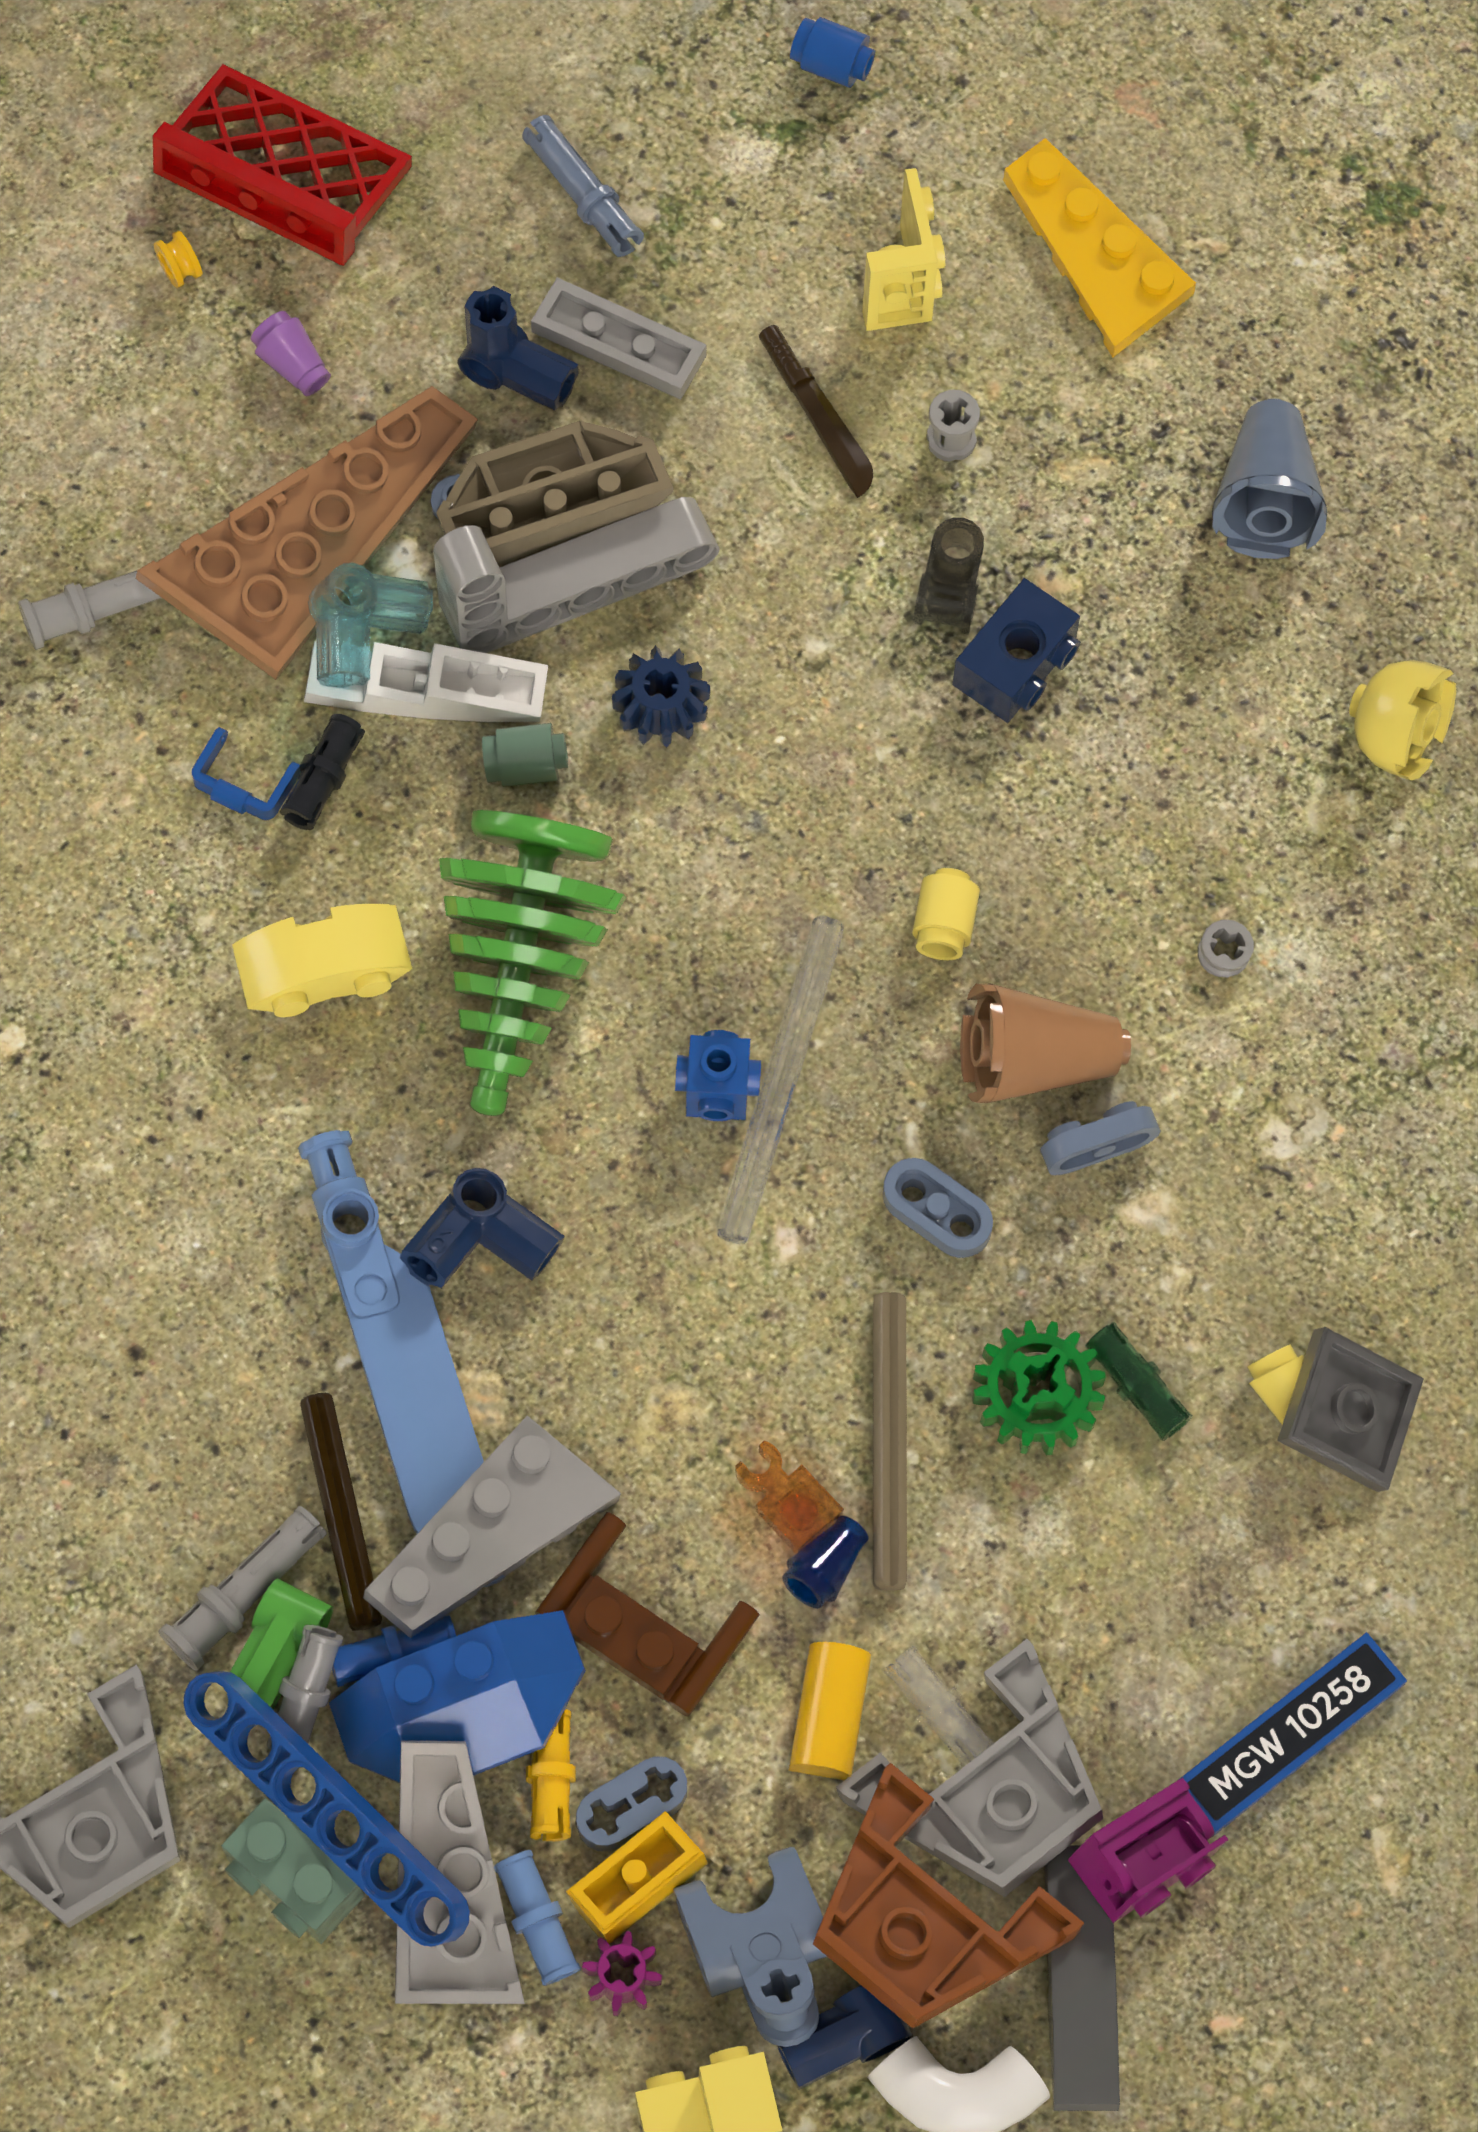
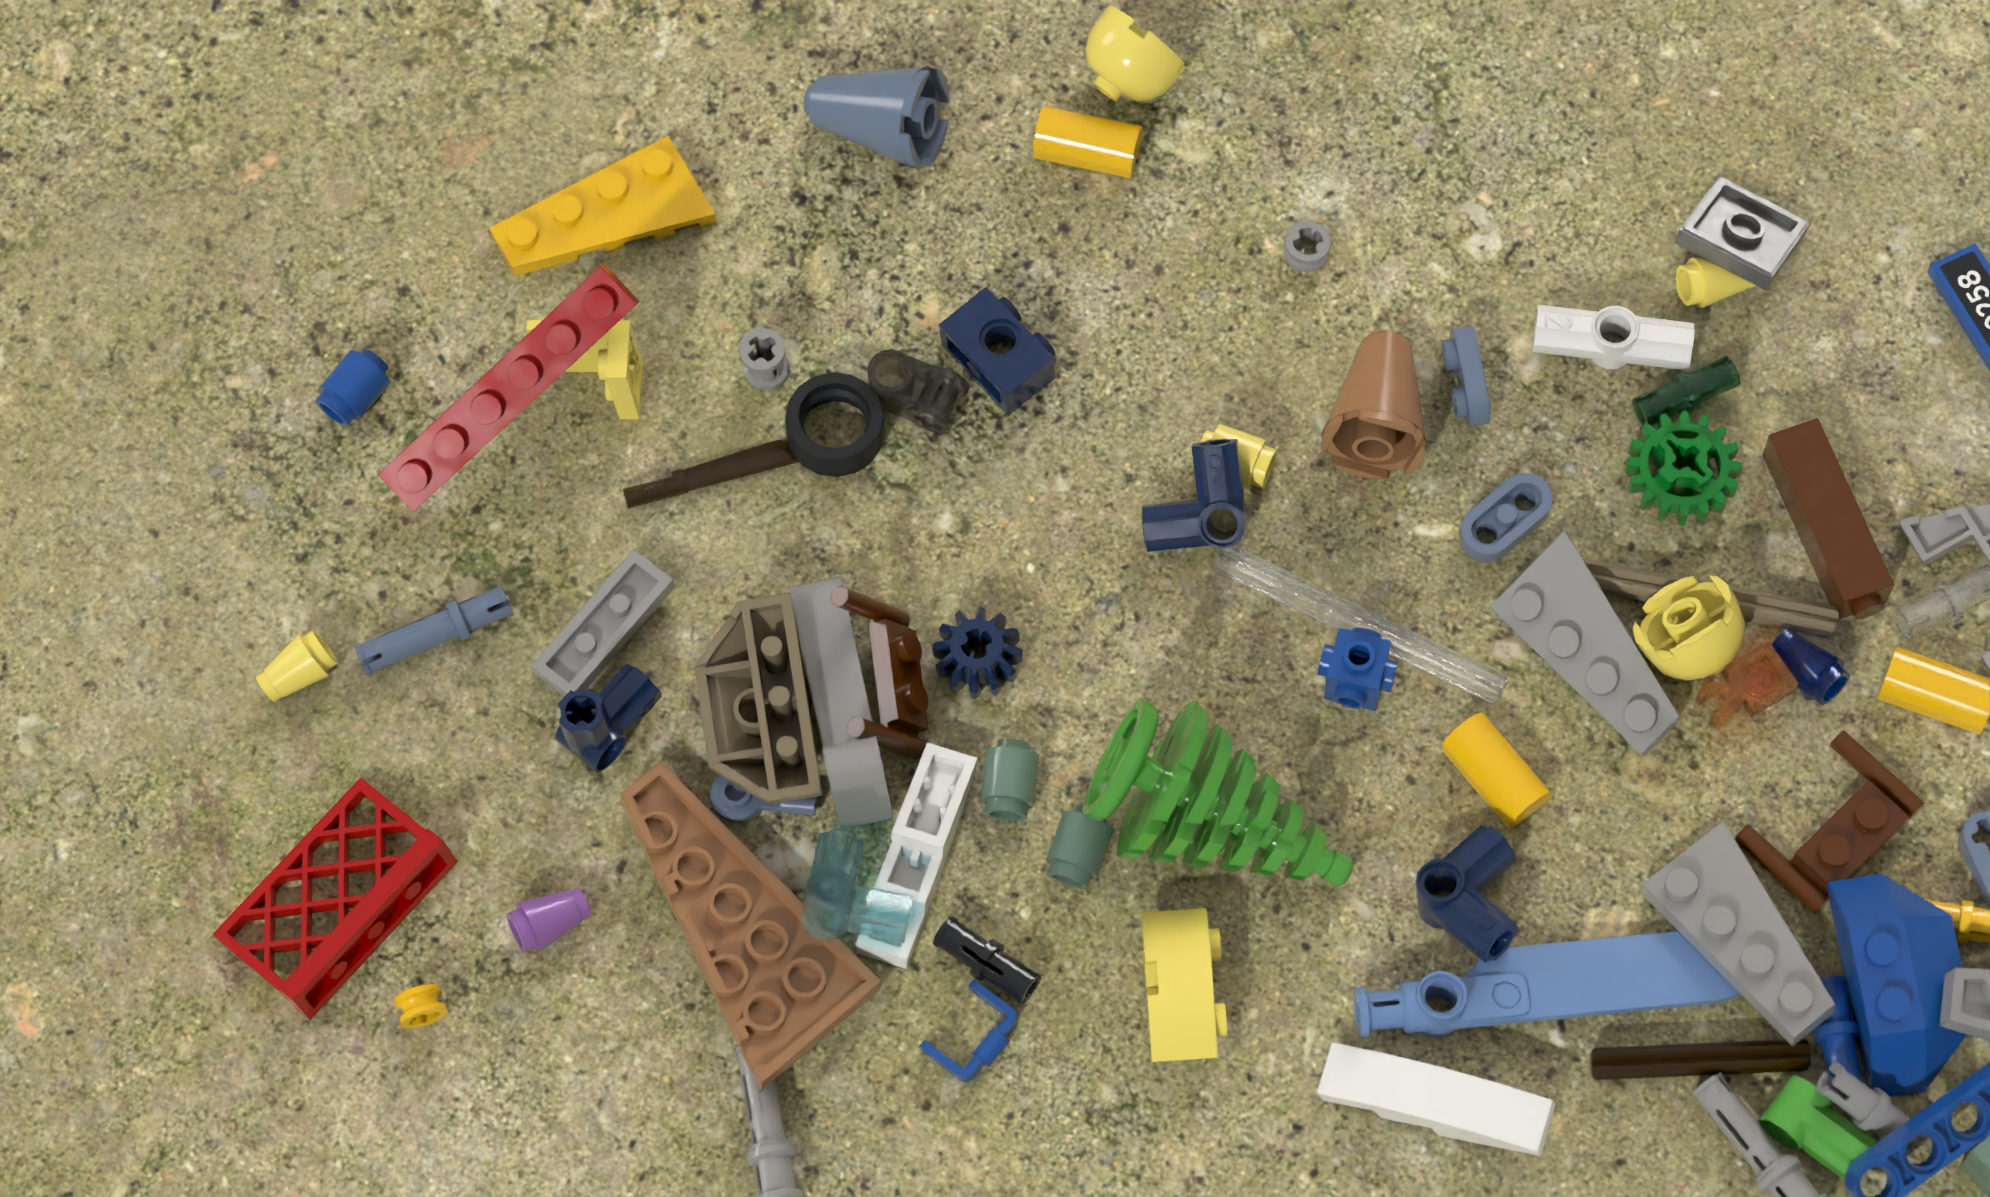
camera: 70 degrees left, 0 degrees up
(242, 1239) = (1436, 1098): none -> white slope
(449, 835) = (1078, 849): none -> sand green brick
(518, 73) = (297, 666): none -> light yellow cone
(616, 620) = (897, 675): none -> reddish brown plate
(637, 1246) = (1495, 770): none -> yellow brick
(811, 1302) = (1579, 634): none -> light grey wing
(833, 1418) = (1691, 628): none -> light yellow cylinder
(846, 175) = (508, 387): none -> plate
(872, 900) = (1218, 487): none -> dark blue piece
(906, 471) = (826, 389): none -> black tyre
(1008, 1556) = (1828, 520): none -> reddish brown brick
(1186, 1322) = (1646, 339): none -> white piece
(1297, 697) = (1087, 141): none -> yellow brick

